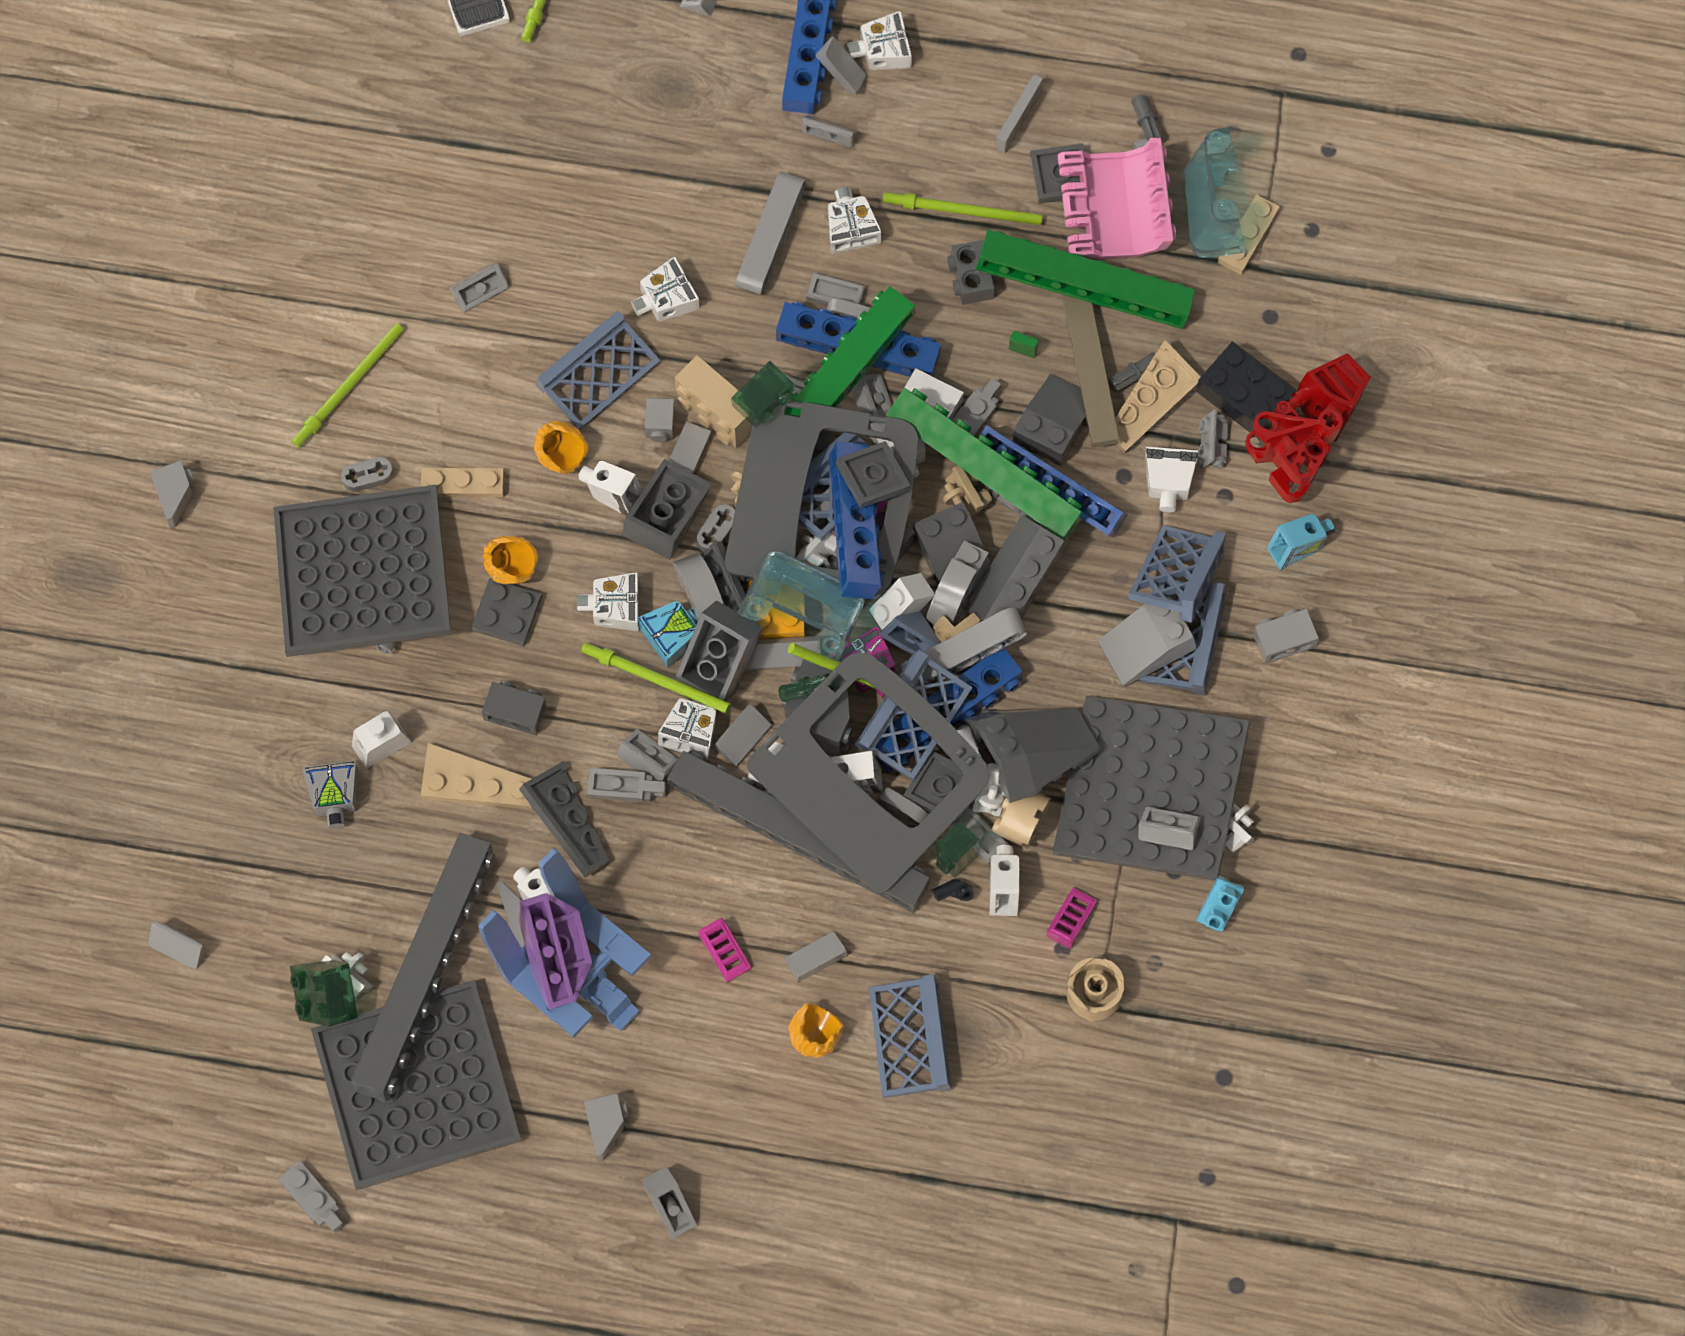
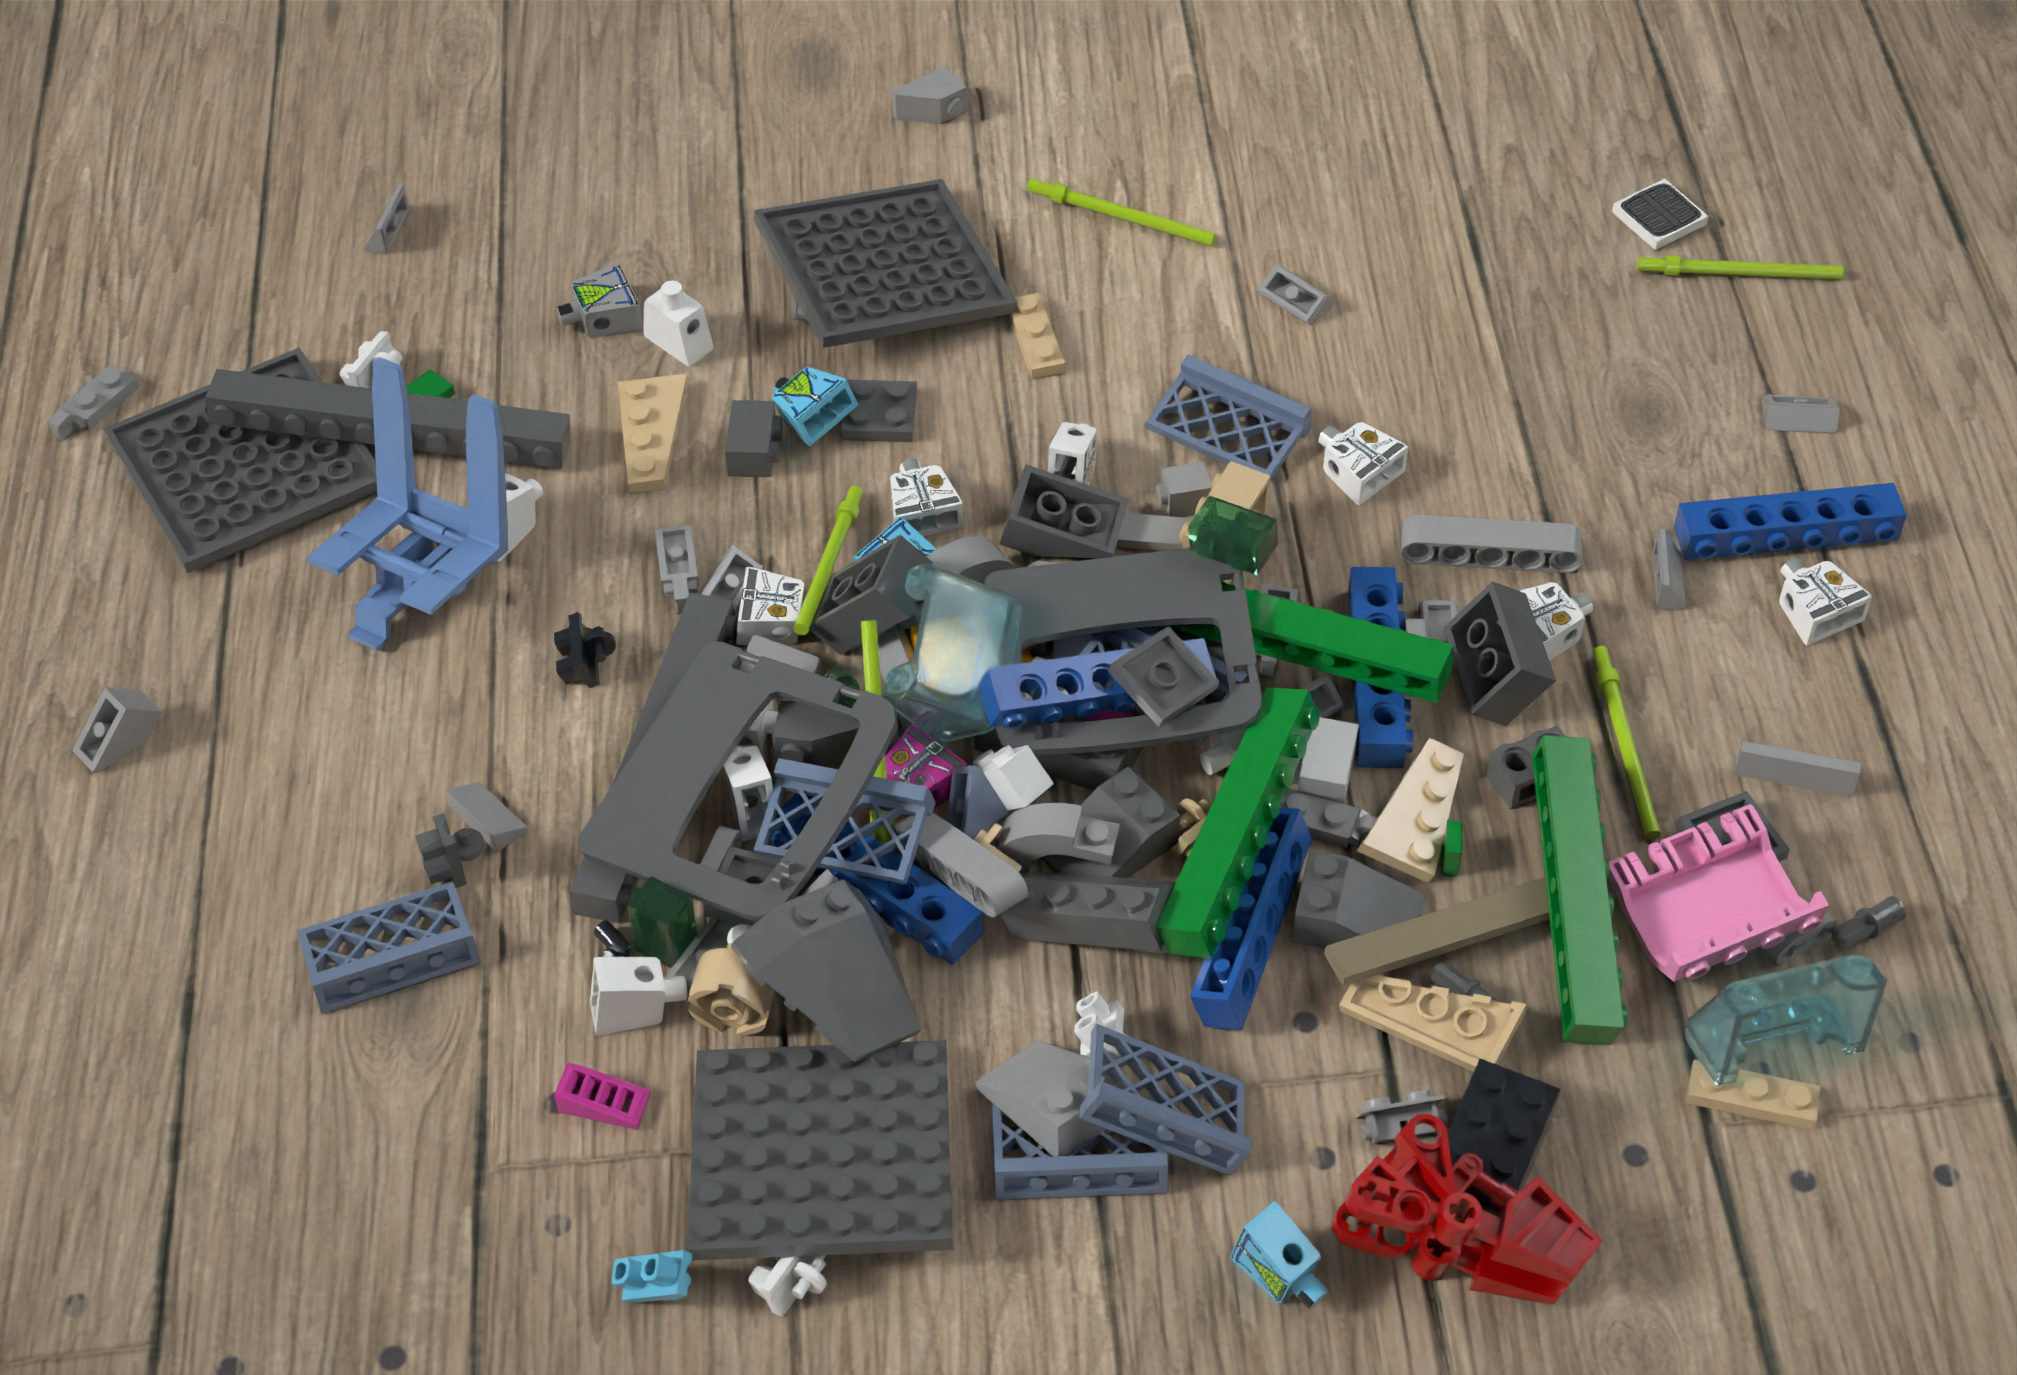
camera: 75 degrees right, 20 degrees down
(323, 992) = (336, 337): clear green slope -> none
(366, 474) = (1020, 248): light grey beam -> none
(381, 938) = (431, 385): none -> green tile
(496, 657) = (813, 402): none -> medium azure torso
(510, 559) = (940, 384): light orange hair -> none
(555, 948) = (411, 501): medium lavender wedge -> none
(560, 447) = (1107, 398): light orange hair -> none
(560, 810) = (623, 513): dark grey wing -> none
(605, 1122) = (212, 642): light grey slope -> none
(701, 869) = (586, 650): none -> black hips
(711, 929) = (480, 696): dark pink slope -> none
(815, 1030) = (371, 824): light orange hair -> none
(841, 66) = (1762, 557): light grey slope -> none
(854, 979) = (444, 852): none -> dark grey hips
(883, 259) = (1499, 654): none -> dark grey brick
(996, 360) = (1415, 818): none -> tan wing
(1097, 973) = (490, 1141): tan brick -> none
(1109, 597) = (1096, 1011): none -> white hips
(1169, 475) = (1322, 1069): white torso -> none
(1169, 828) = (751, 1167): light grey slope -> none
(1285, 635) = (1118, 1278): light grey brick -> none

